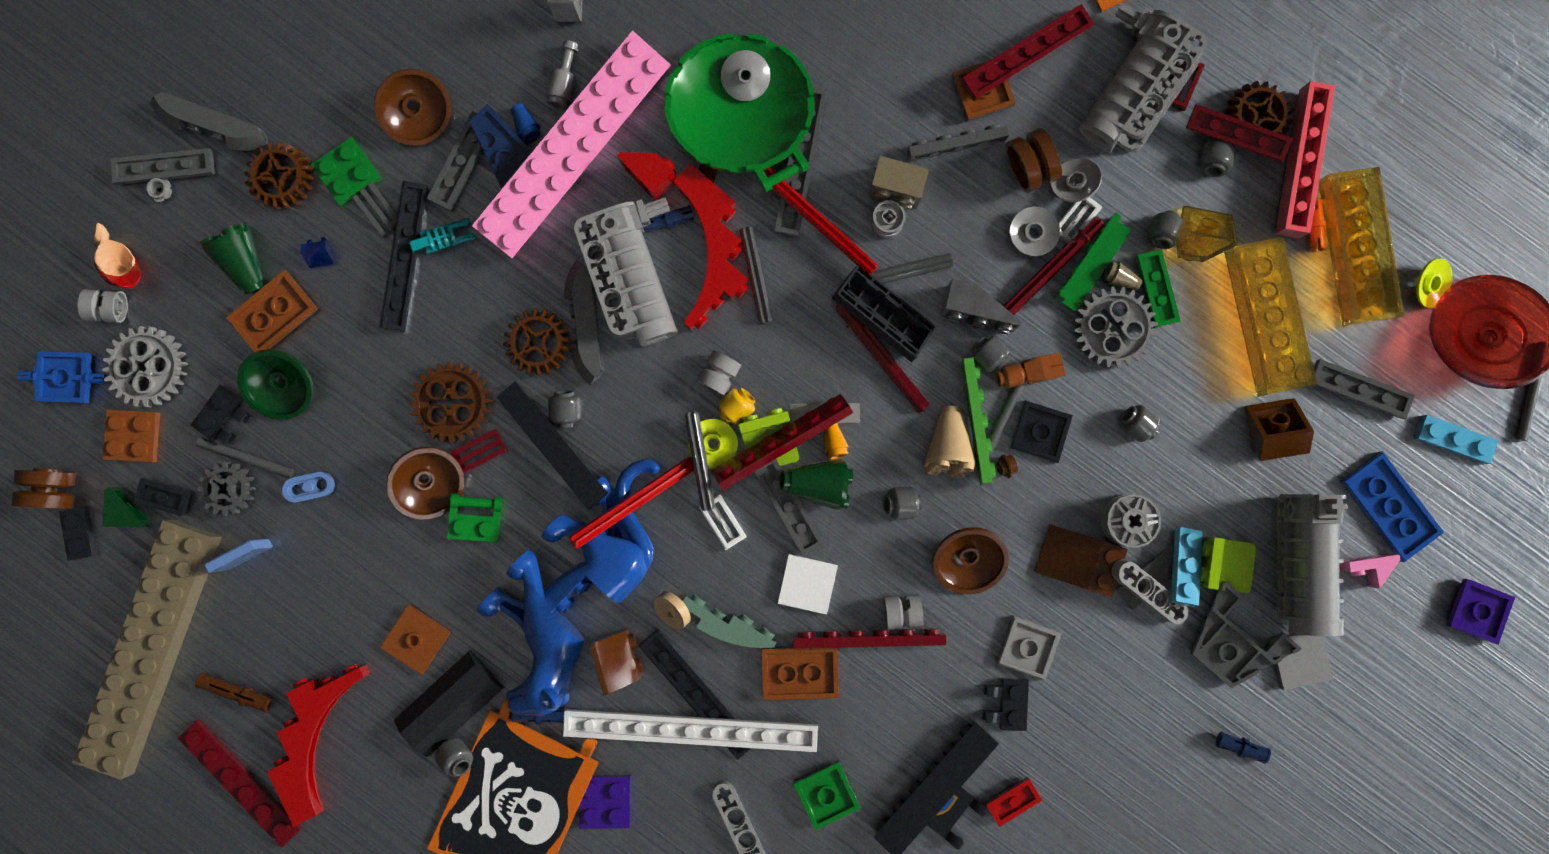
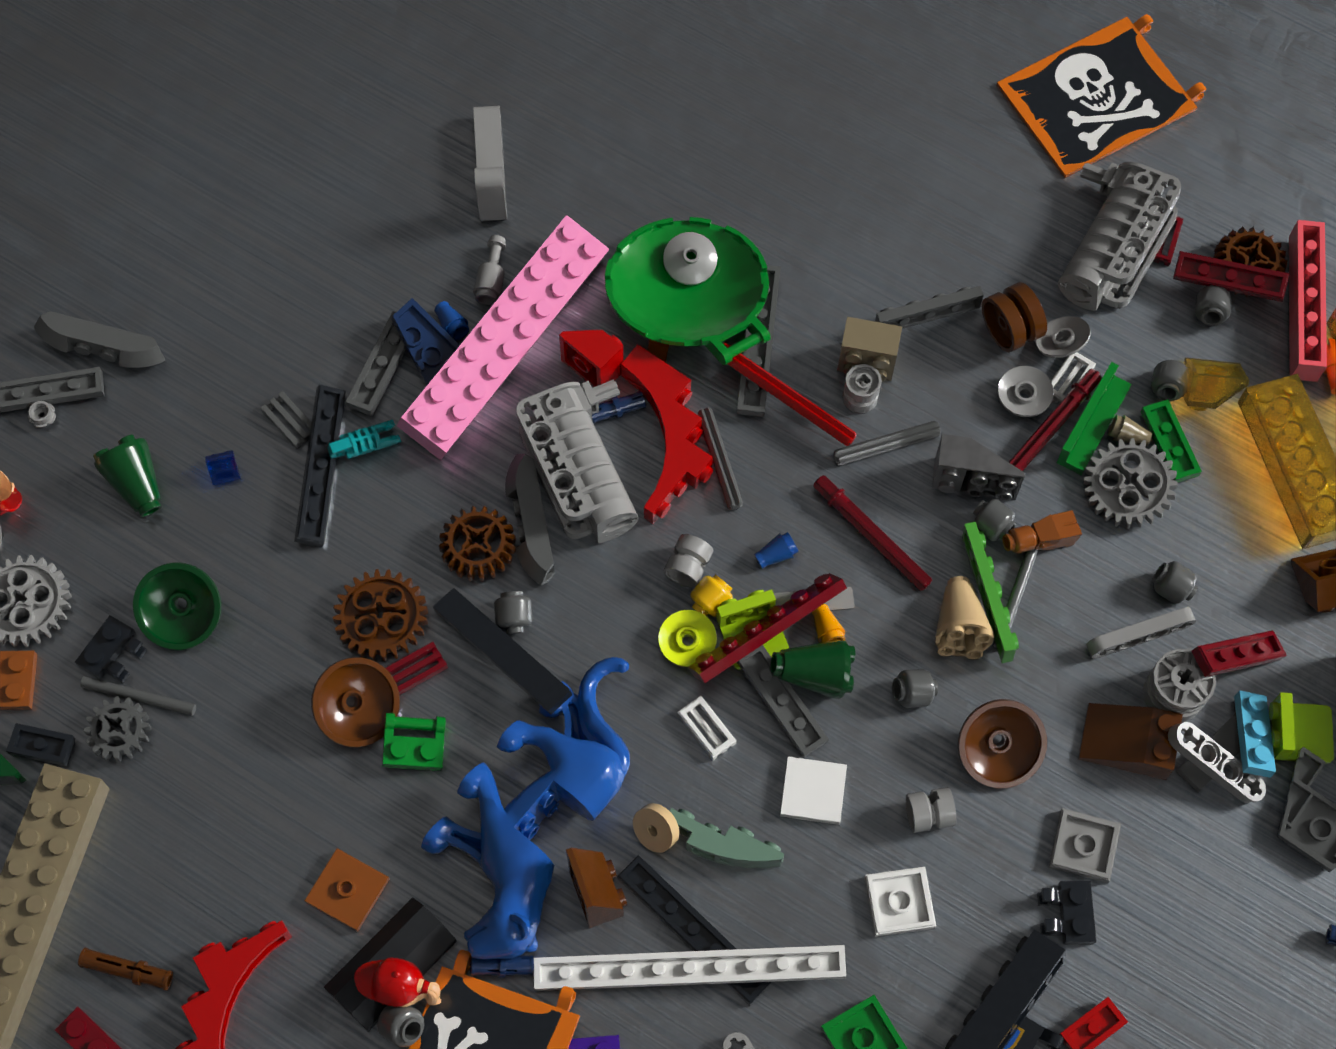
camera: 10 degrees left, 20 degrees down
(238, 555) = (134, 799): medium blue tile -> none
(272, 157) = (162, 388): reddish brown gear -> none
(272, 312) = (171, 531): dark orange plate -> none
(309, 487) = (215, 721): medium blue plate -> none
(346, 171) = (252, 382): green plate -> none
(414, 125) = (346, 306): reddish brown dish -> none
(448, 729) = (395, 983): none -> red hair
(631, 503) = (601, 702): red axle -> none
(699, 461) = (675, 656): dark grey axle -> none
(798, 367) = (777, 550): none -> blue cone
(800, 673) = (815, 893): dark orange plate -> none
(869, 683) = (900, 901): none -> white tile
(880, 638) = (905, 845): dark red plate -> none
(884, 313) = (868, 483): black piece -> none
(992, 102) = (949, 256): dark orange plate -> none
(1007, 466) = (1030, 639): reddish brown plate -> none
(1027, 52) = (991, 215): dark red plate -> none
(1041, 431) = (1063, 602): black tile -> none
(1104, 467) = (1140, 632): none -> light grey beam
(1184, 497) = (1238, 653): none -> dark red tile

